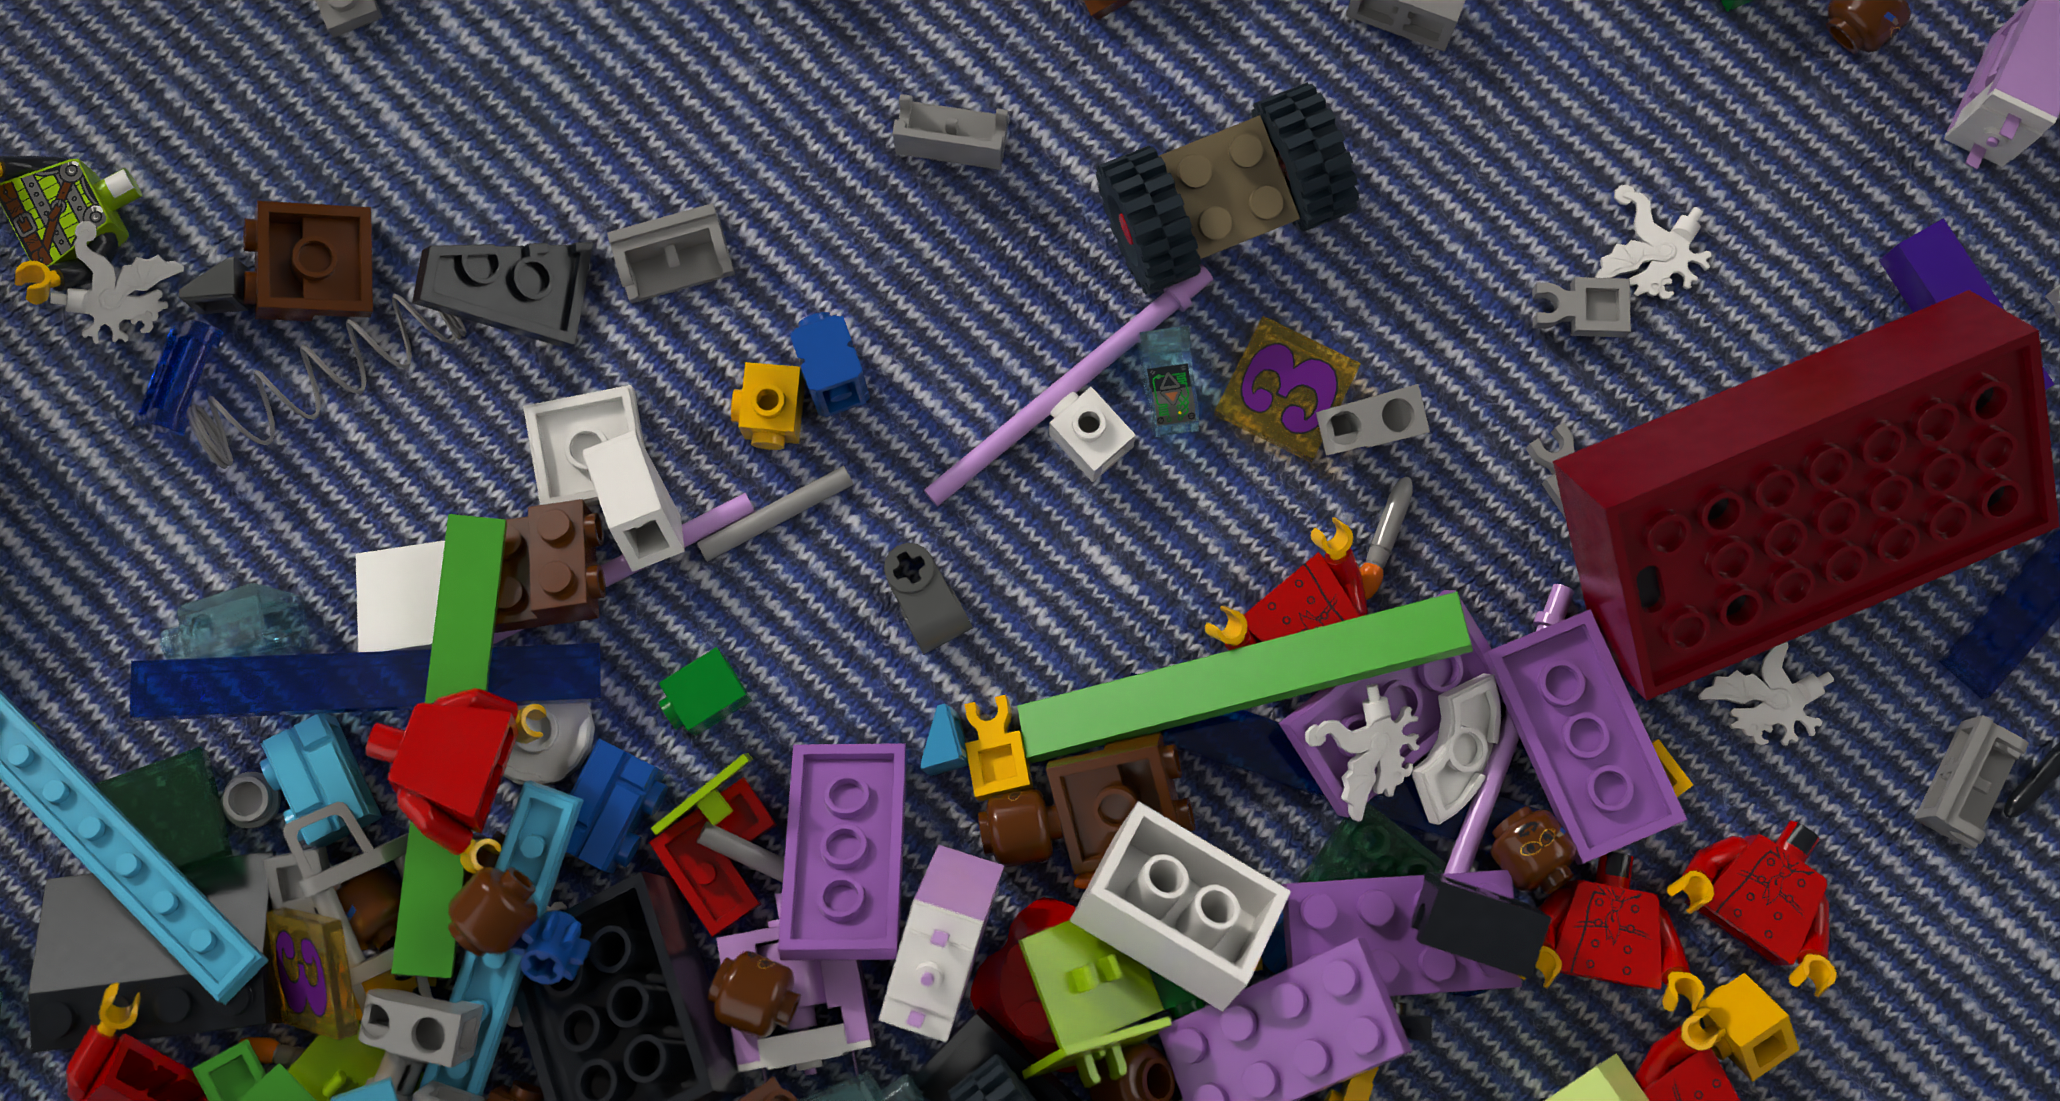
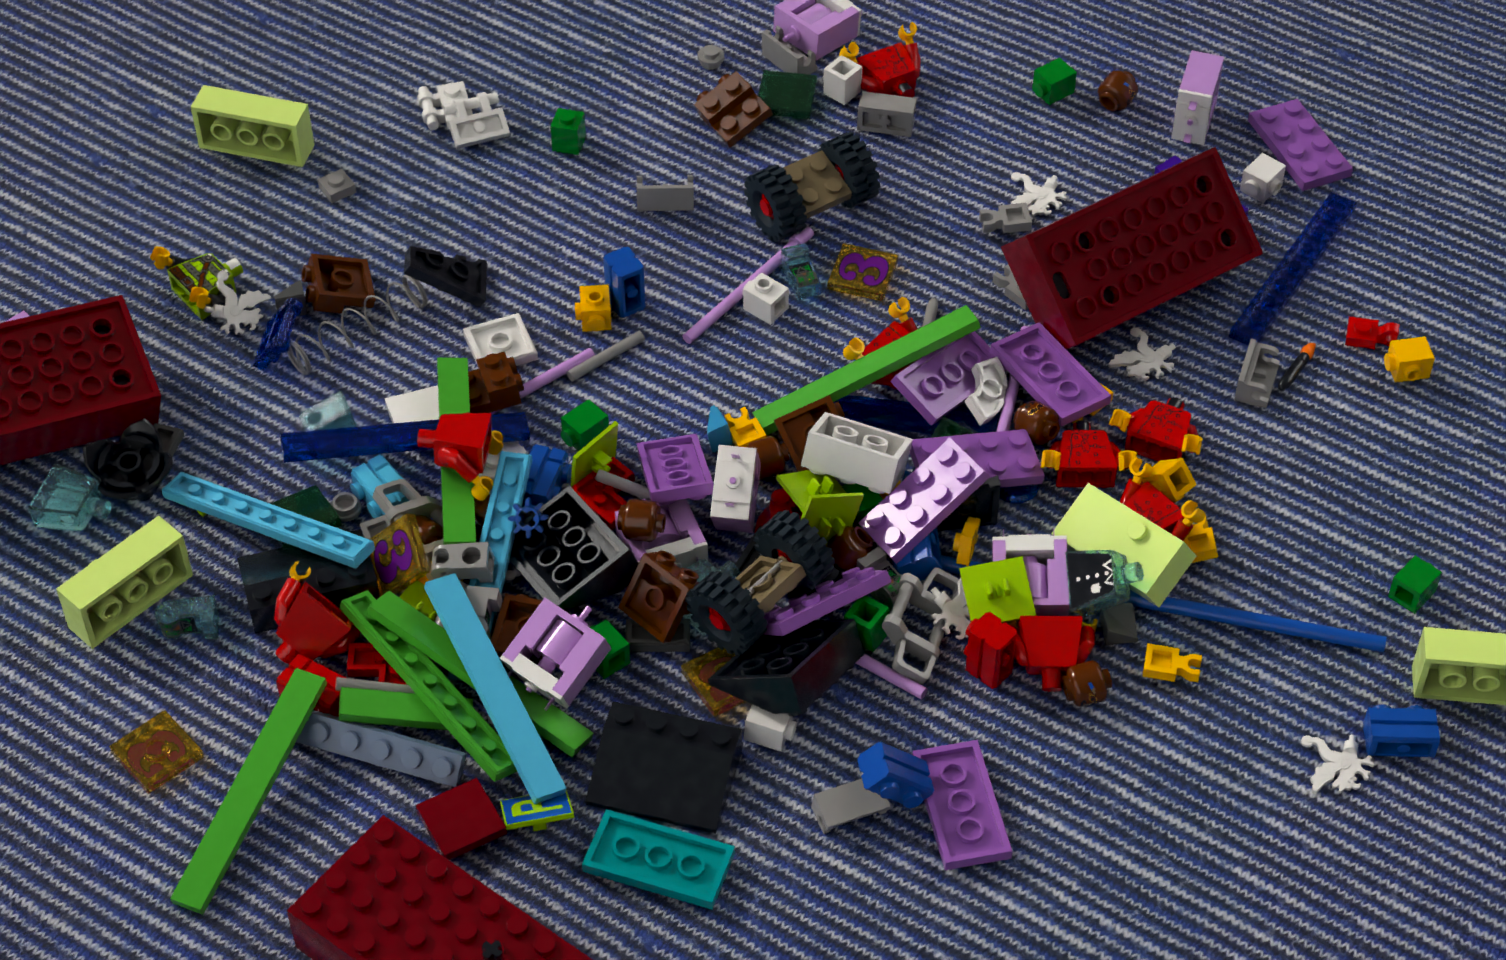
camera: 10 degrees left, 30 degrees down
(492, 911) = (496, 498): reddish brown head -> none
(634, 501) = (532, 345): white slope -> none
(671, 253) = (529, 257): light grey hinge -> none
(928, 605) = (693, 372): dark grey piece -> none
(1373, 420) = (910, 270): light grey leg -> none
(1375, 746) = (944, 385): white piece -> none
(1479, 924) = (1014, 433): black hinge -> none

